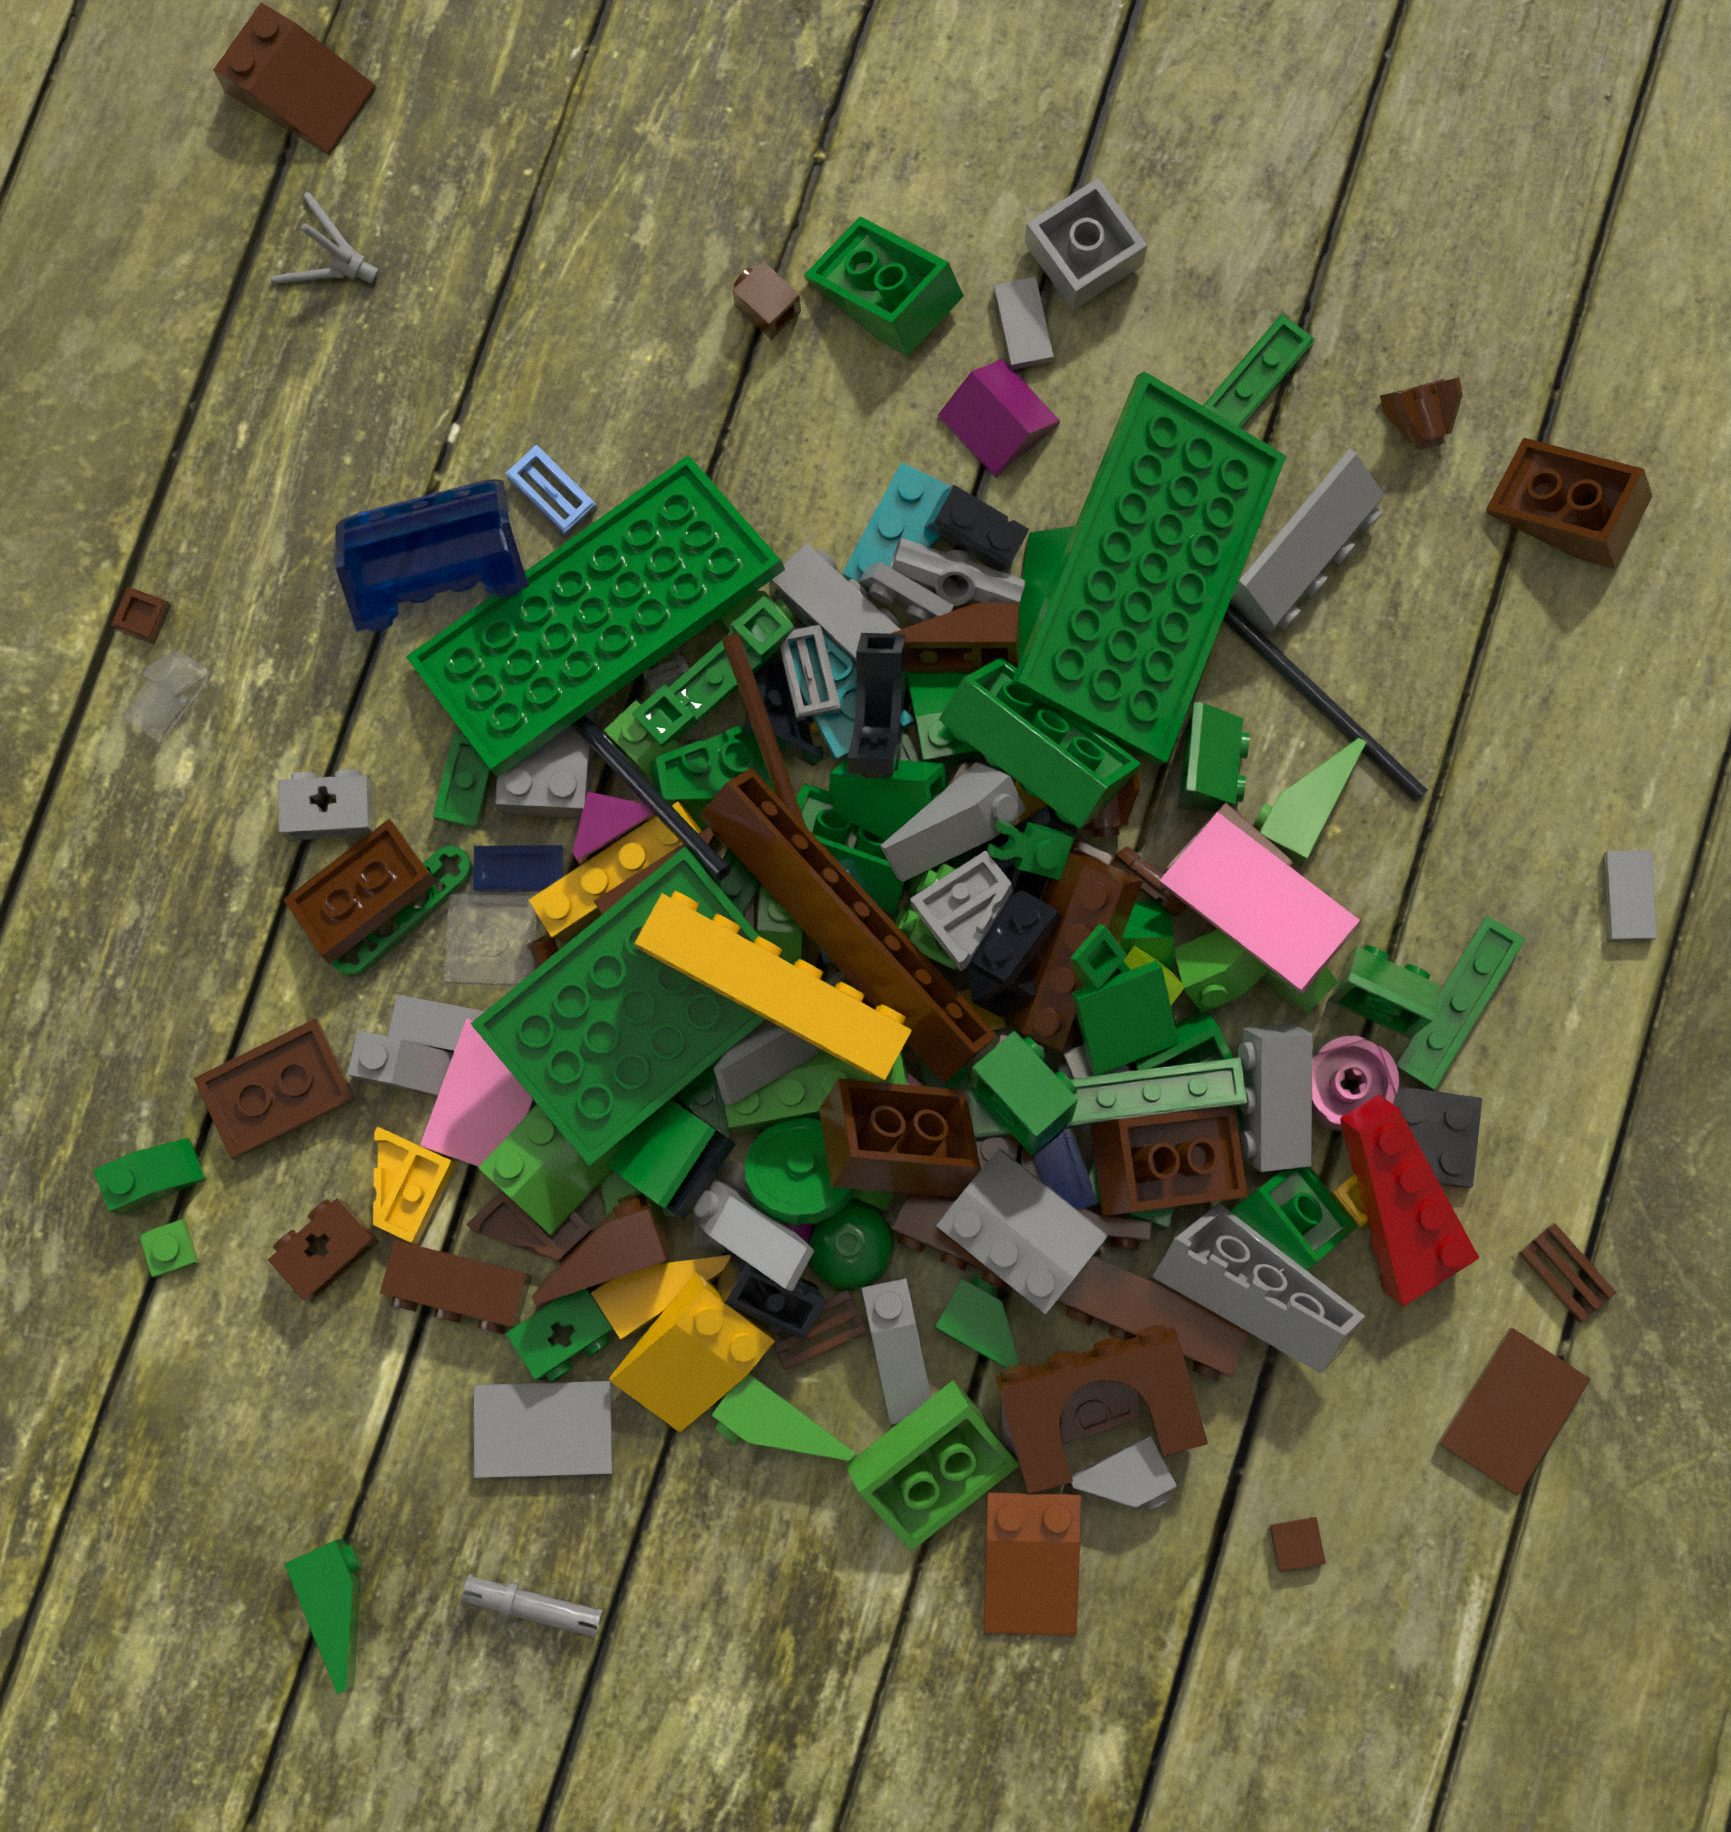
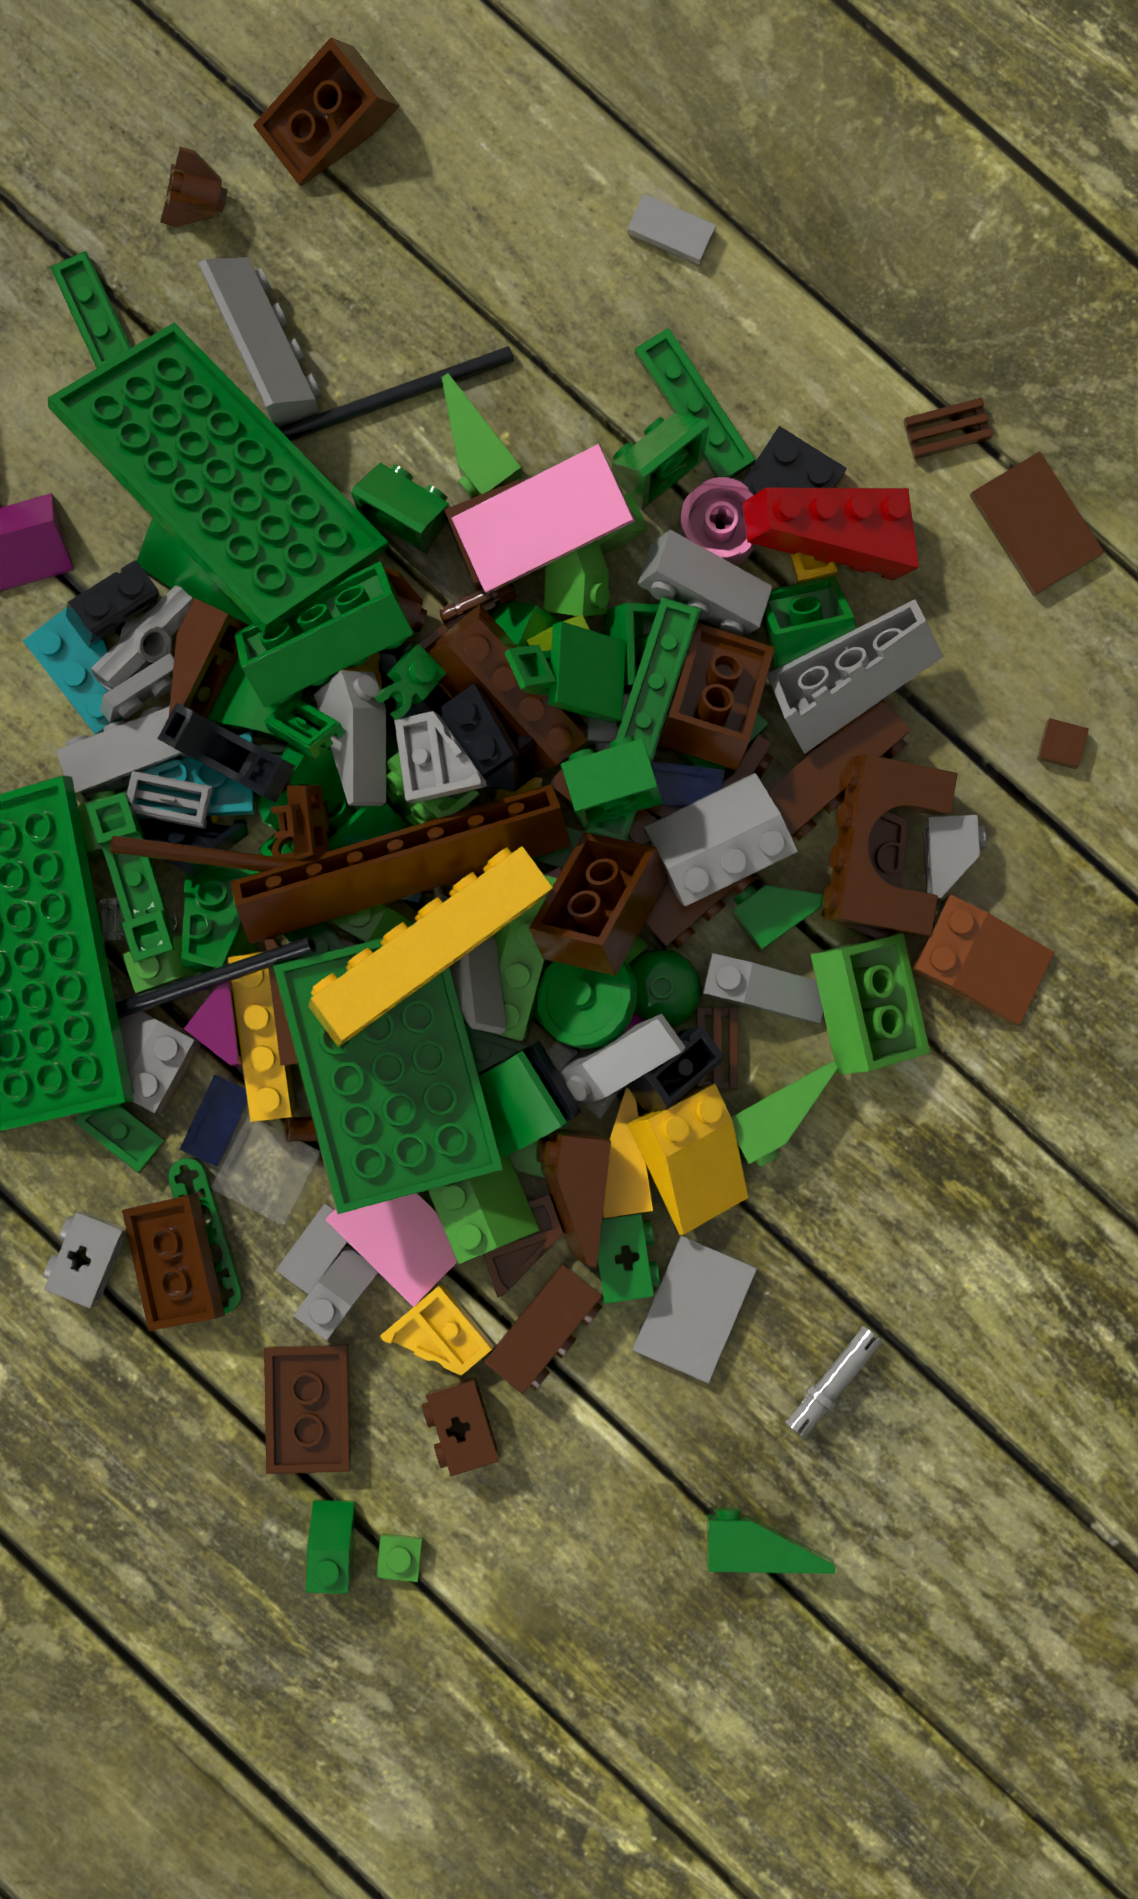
camera: 65 degrees left, 5 degrees up
(843, 810) = (303, 821): none -> reddish brown piece
(931, 785) = (294, 738): none -> green tile

